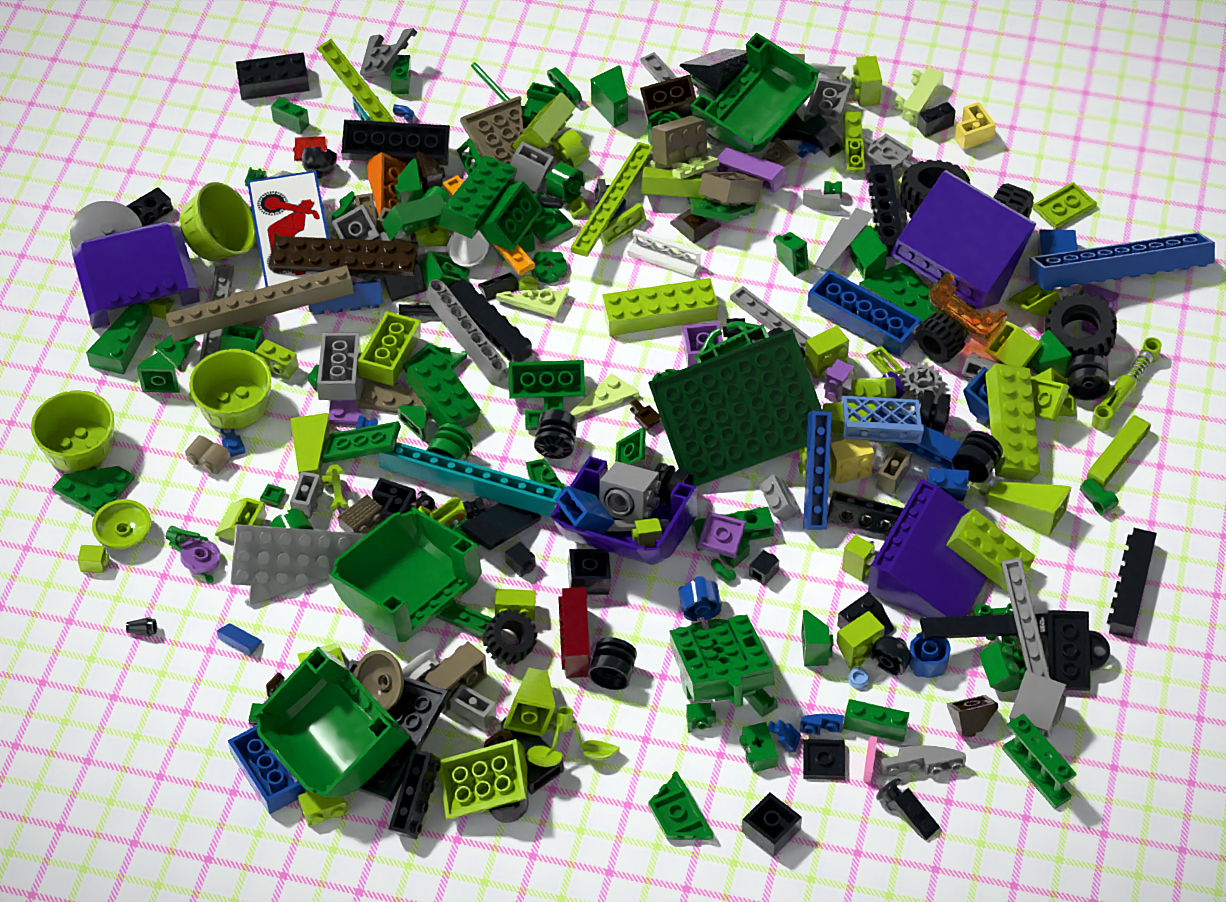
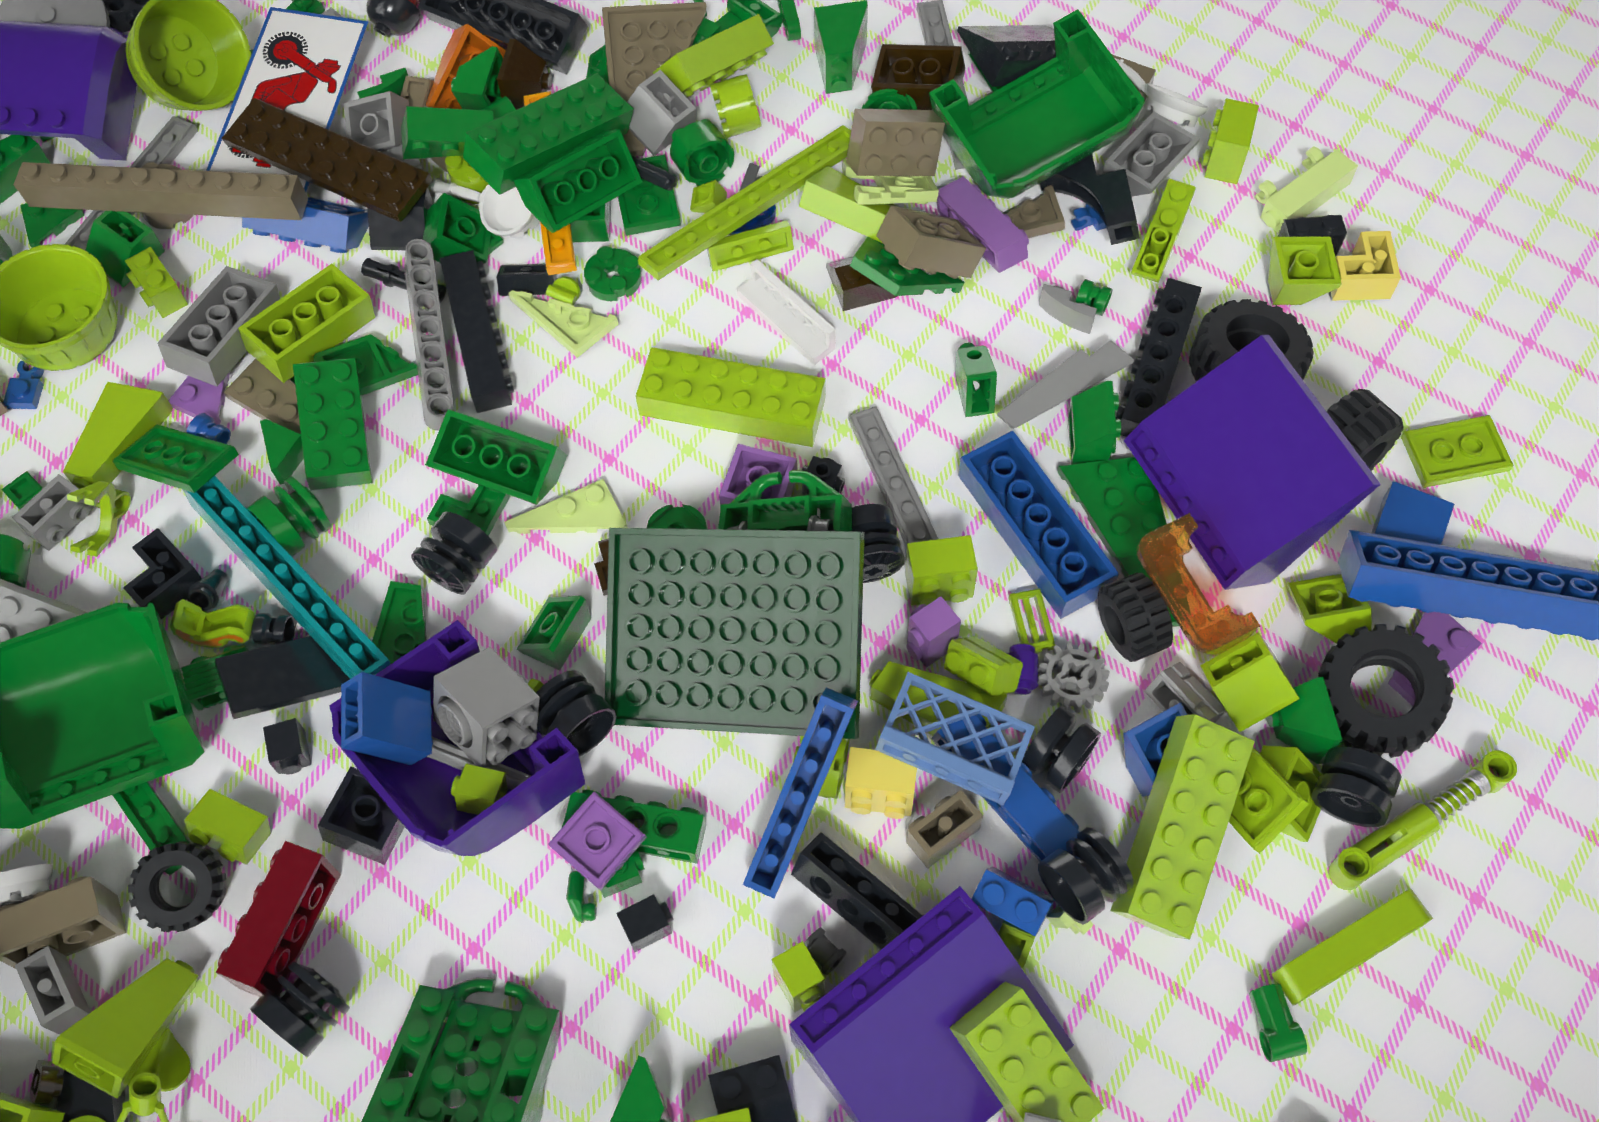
camera: 25 degrees right, 10 degrees up
(160, 307) = (67, 150): lime slope -> none
(361, 516) = (103, 578): dark tan brick -> none
(700, 599) = (504, 944): blue brick -> none
(779, 498) = (732, 803): light grey brick -> none
(887, 151) = (1209, 265): light grey plate -> none
(940, 137) = (1302, 269): none -> lime slope
(1030, 504) = (1147, 994): lime slope -> none

